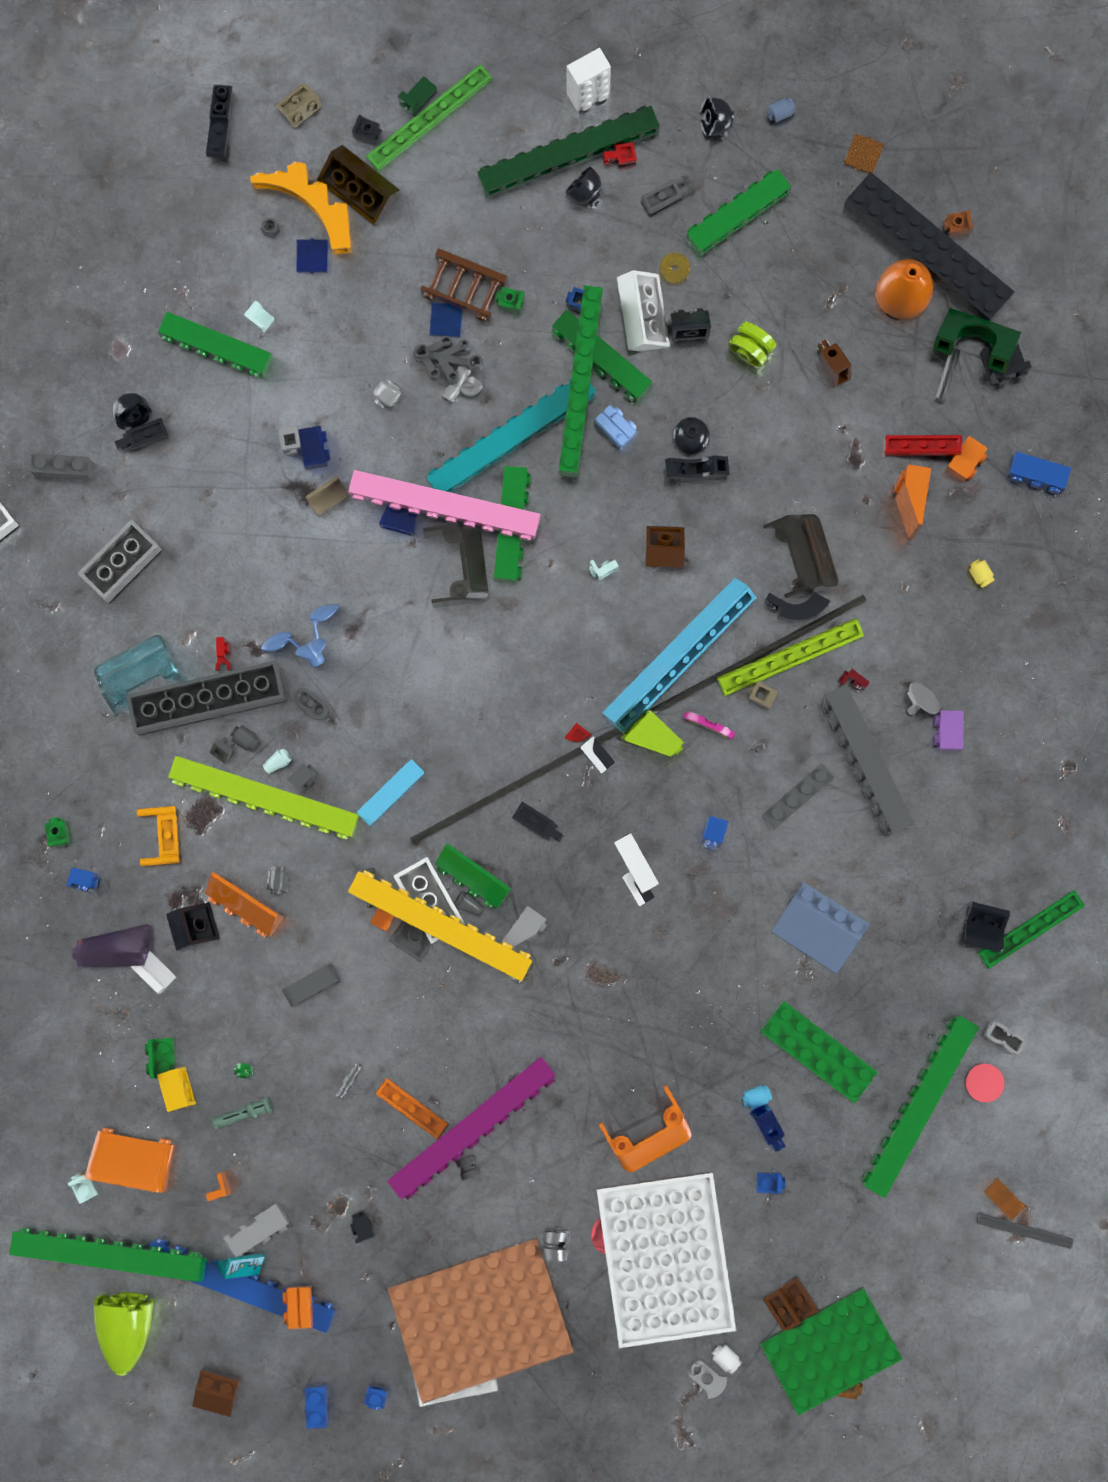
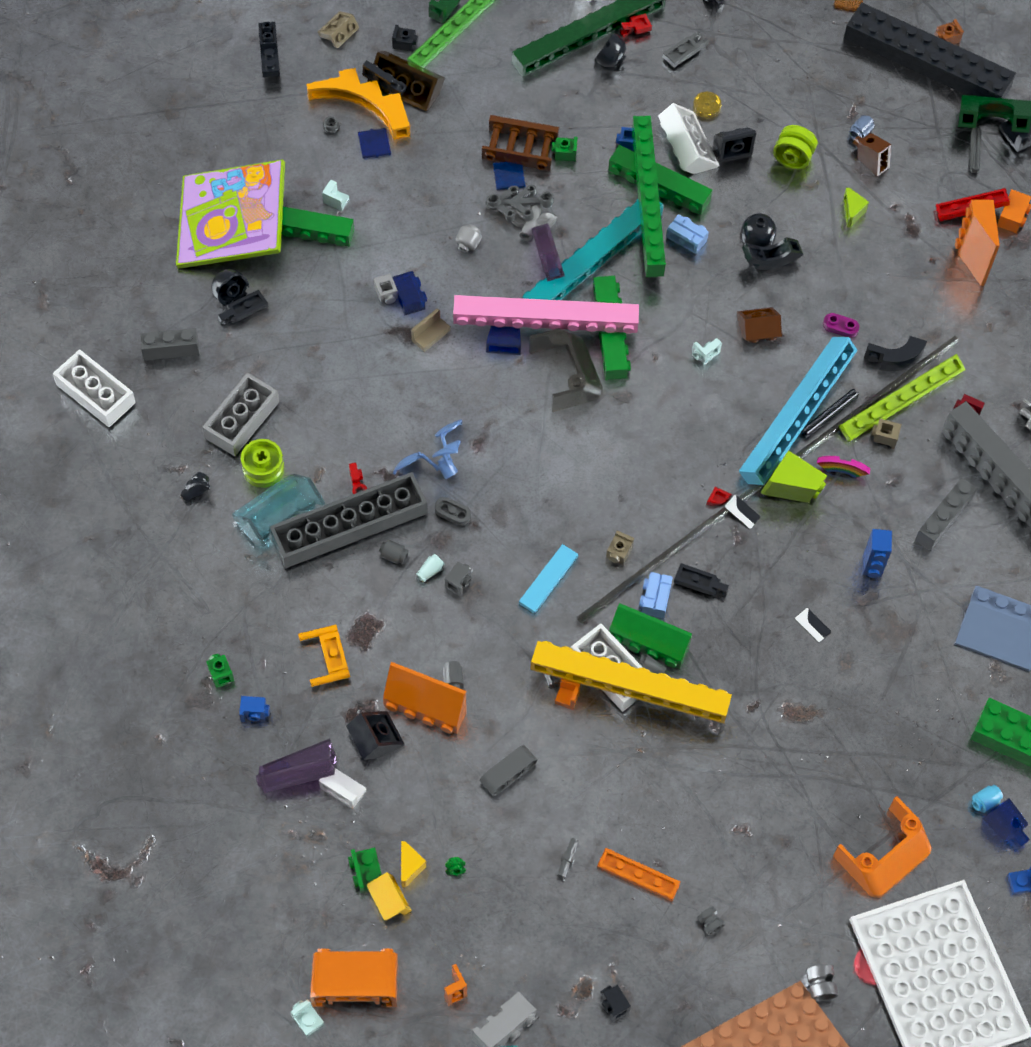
camera: 15 degrees left, 20 degrees down
(63, 632) = (195, 486): none -> black animal
(125, 610) = (262, 463): none -> lime wheel
(145, 325) = (231, 214): none -> tile
(201, 1061) = (411, 864): none -> yellow slope
(221, 750) = (372, 566): dark grey tile -> none
(251, 1111) = (472, 905): sand green pin -> none
(263, 796) = (423, 601): lime brick -> none
(333, 184) = (384, 79): none -> black hinge
(411, 941) = (600, 710): dark grey tile -> none
(461, 428) = (547, 252): none -> clear purple slope
(471, 1128) = (706, 877): magenta brick -> none
(473, 772) = (624, 544): none -> dark tan brick
(491, 830) = (656, 595): none -> light blue brick
(525, 927) = (716, 673): light grey slope -> none
(636, 863) = (806, 602): white tile -> none
(713, 660) = (829, 413): none -> black axle
(738, 212) = (752, 52): green brick -> none
(749, 561) = (840, 325): none -> magenta plate
(799, 424) = (854, 206): none -> lime slope
(808, 551) = (890, 305): clear smoke windscreen -> none
(832, 327) = (861, 127): none -> sand blue brick
(904, 289) = (919, 84): orange cylinder -> none

